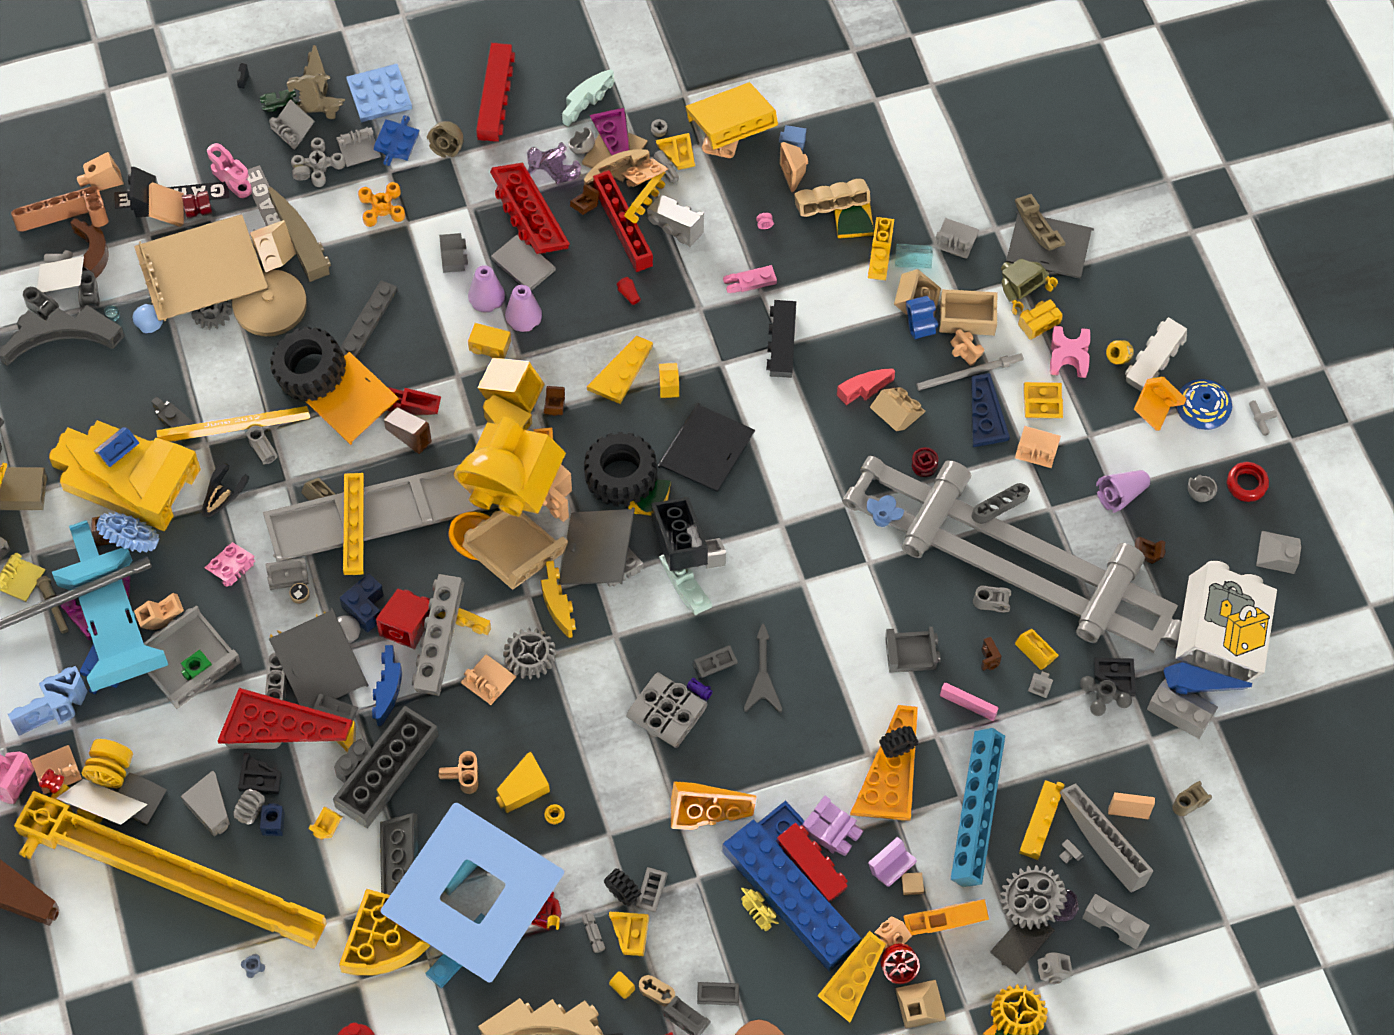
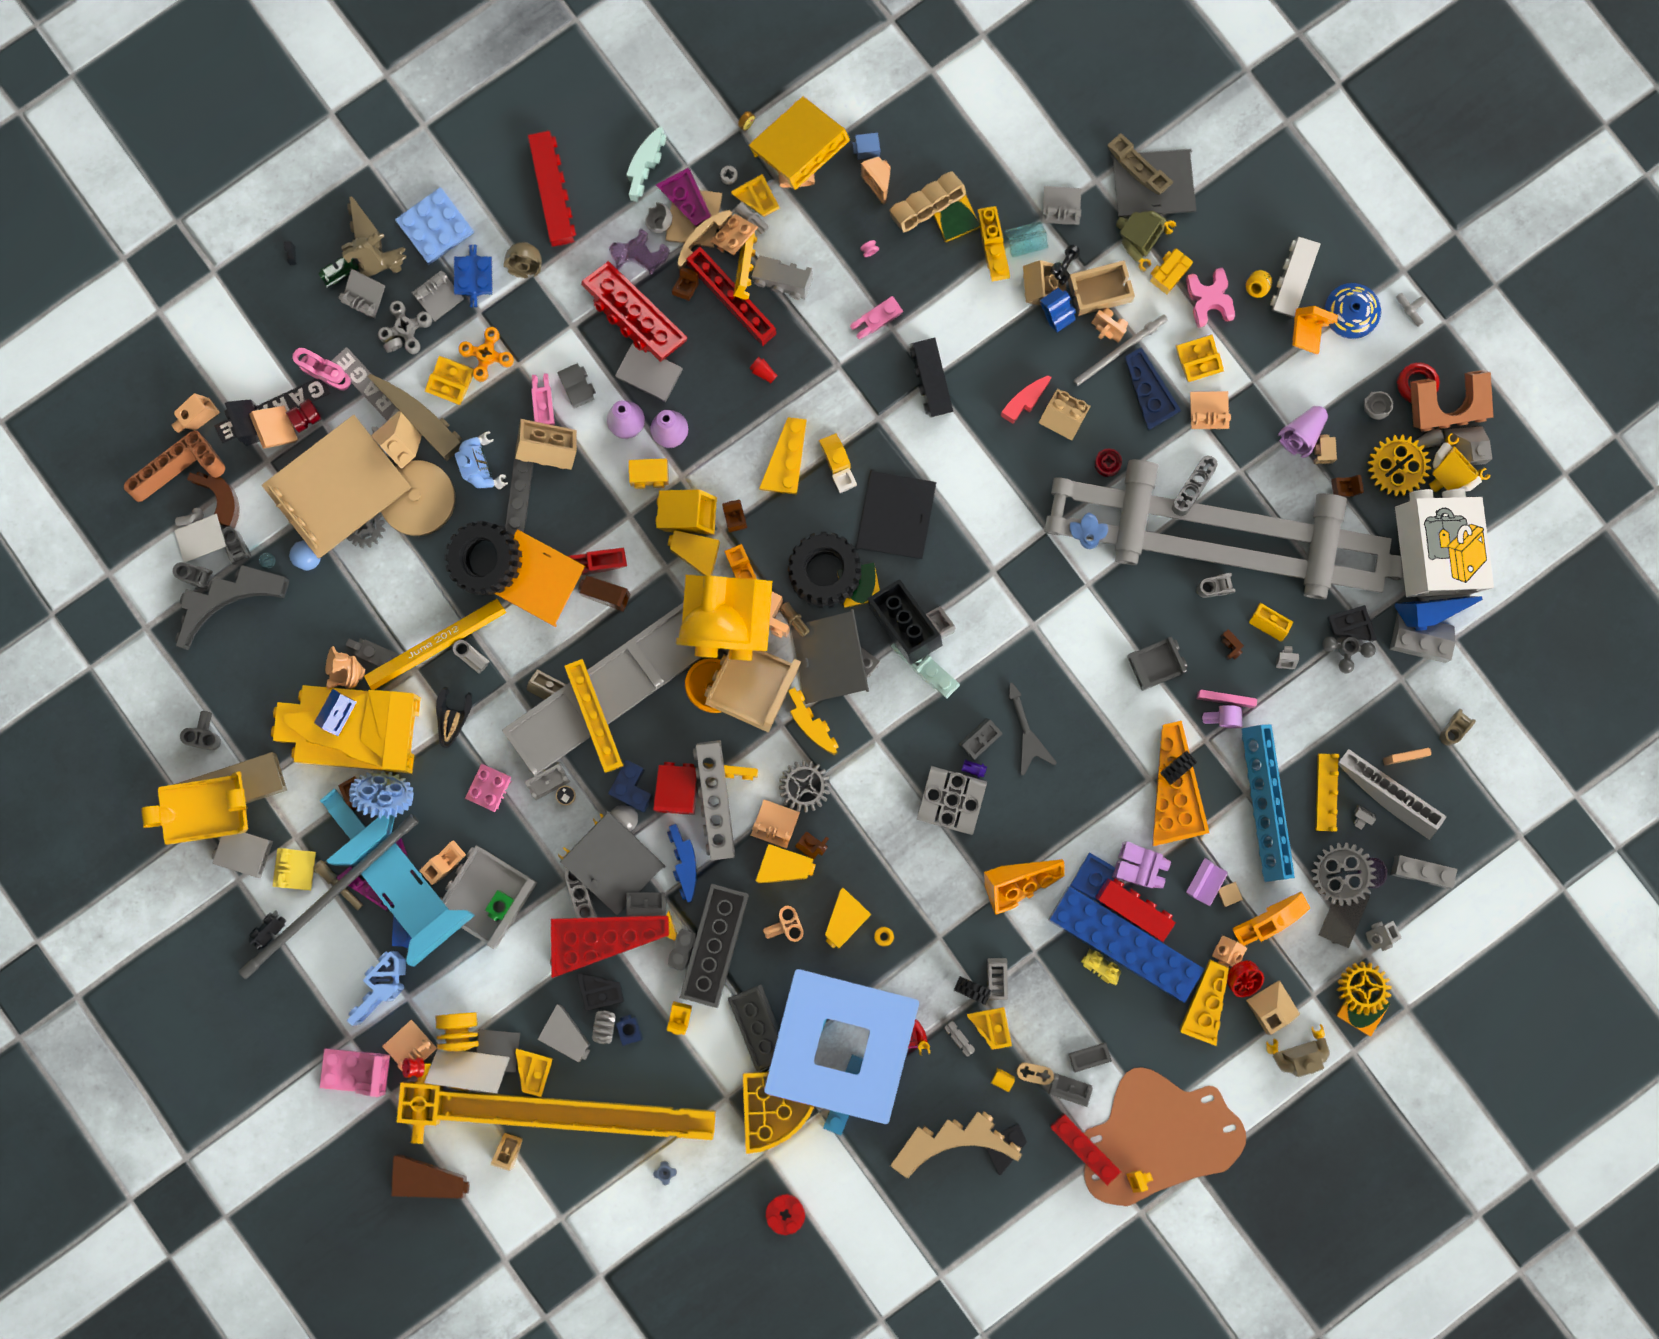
camera: 15 degrees left, 20 degrees up
(107, 895) = (507, 1152): none -> tan slope
(140, 419) = (343, 670): none -> light nougat helmet
(164, 826) = (532, 1071): none -> yellow wing
(332, 286) = (474, 464): none -> light blue torso
(340, 216) = (449, 380): none -> yellow slope
(404, 290) = (546, 444): none -> tan slope
(416, 258) = (542, 401): none -> bright pink hinge
(480, 715) = (784, 866): none -> yellow slope
(515, 708) = (812, 846): none -> reddish brown bracket
(576, 505) = (794, 619): none -> dark tan axle
(669, 404) = (844, 480): none -> white tile
(691, 89) = (746, 121): none -> pearl gold tile
(951, 278) = (1059, 269): none -> black hinge
(965, 716) = (1226, 717): none -> lavender beam
(1138, 512) = (1325, 450): none -> tan brick
(1199, 532) = (1388, 452): none -> yellow gear
(1245, 533) = (1431, 438): none -> light grey cone
(1248, 507) = (1475, 407): none -> nougat arch
(1257, 560) = (1454, 470): none -> yellow torso

